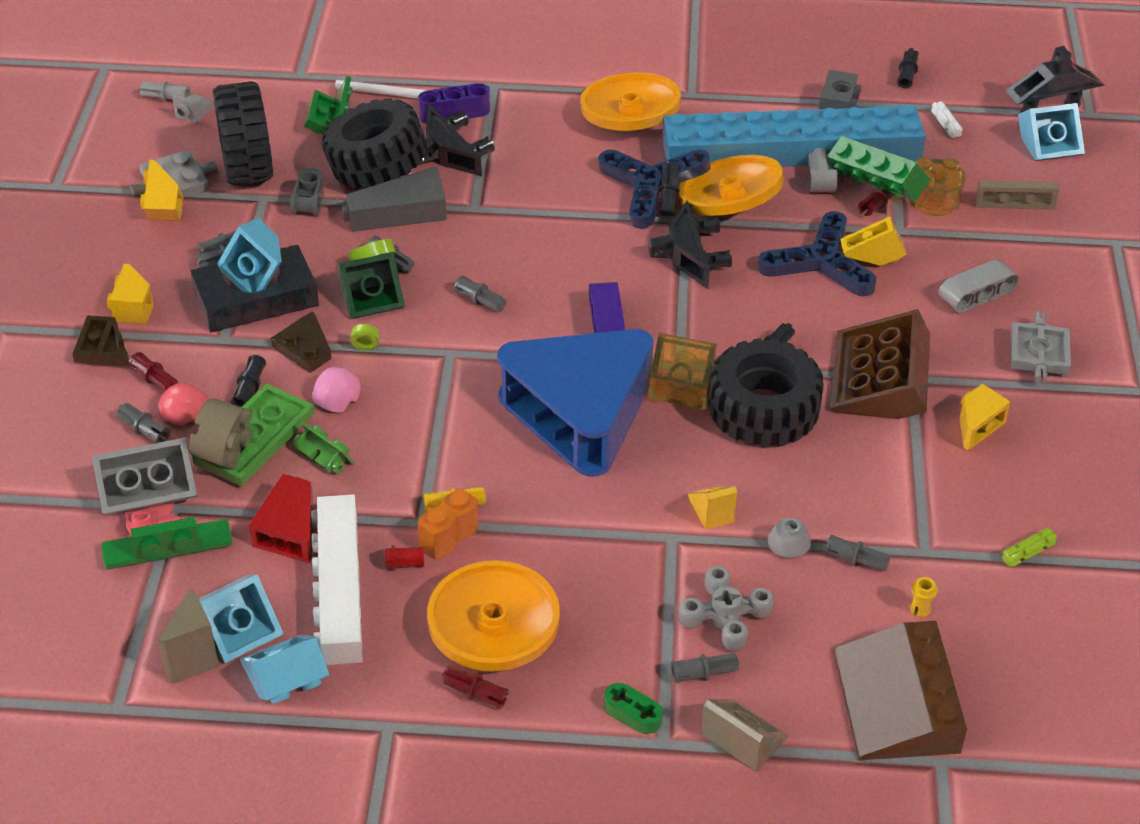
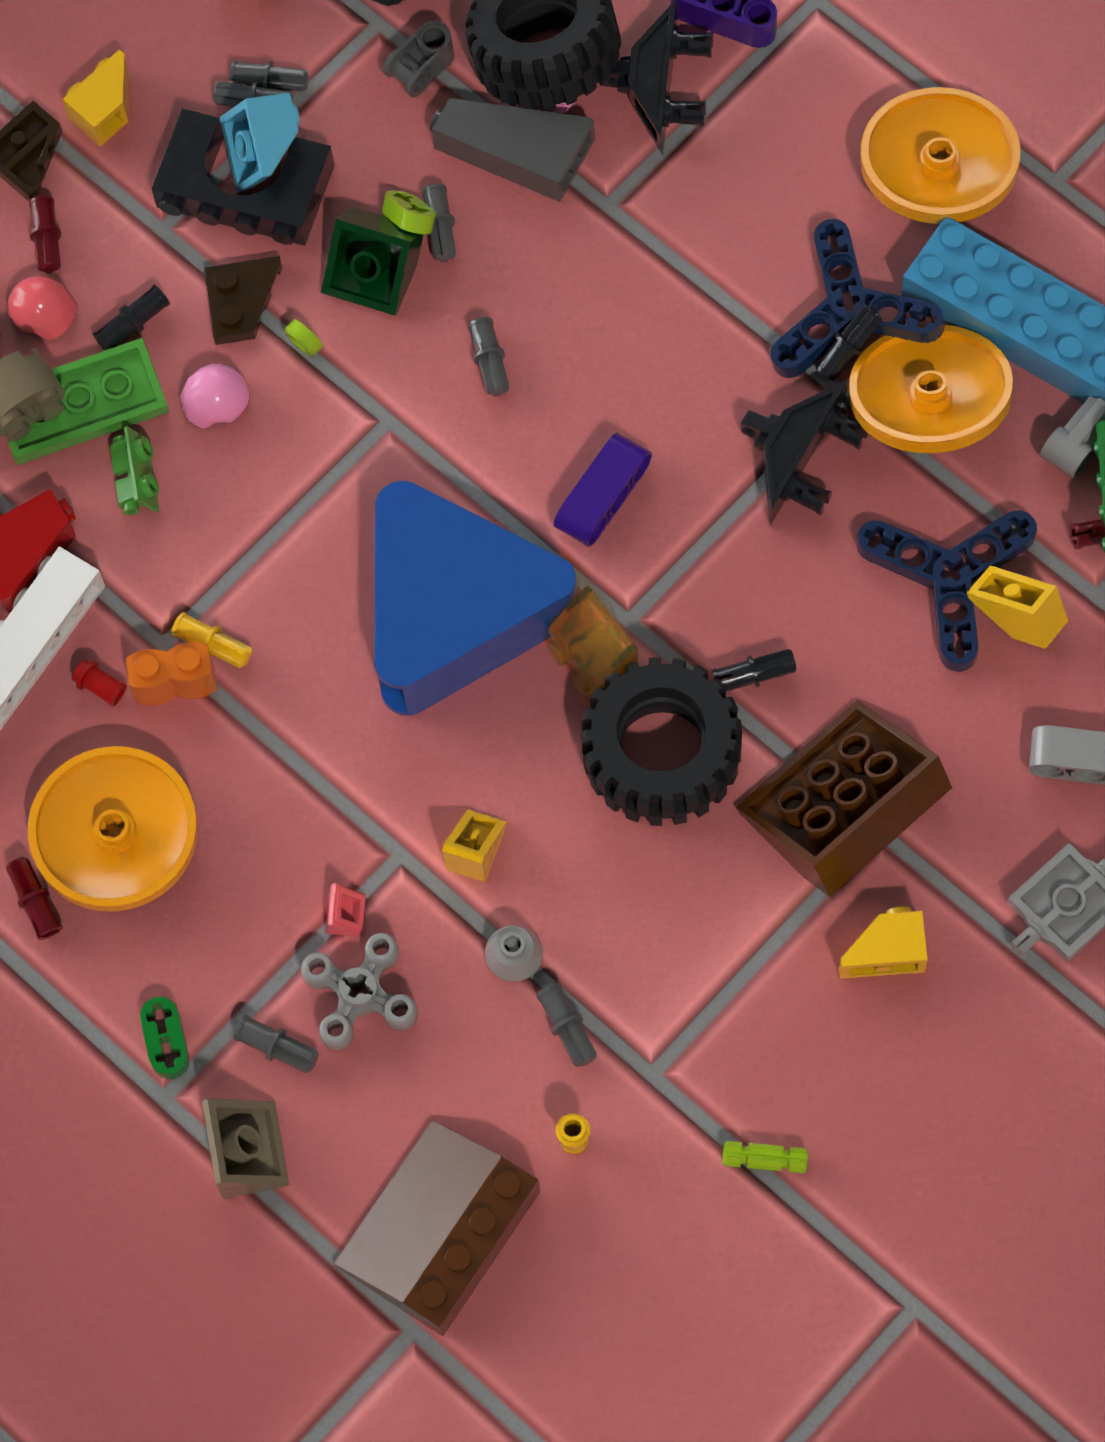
camera: 45 degrees right, 25 degrees up
(670, 580) = (345, 911): none -> coral slope

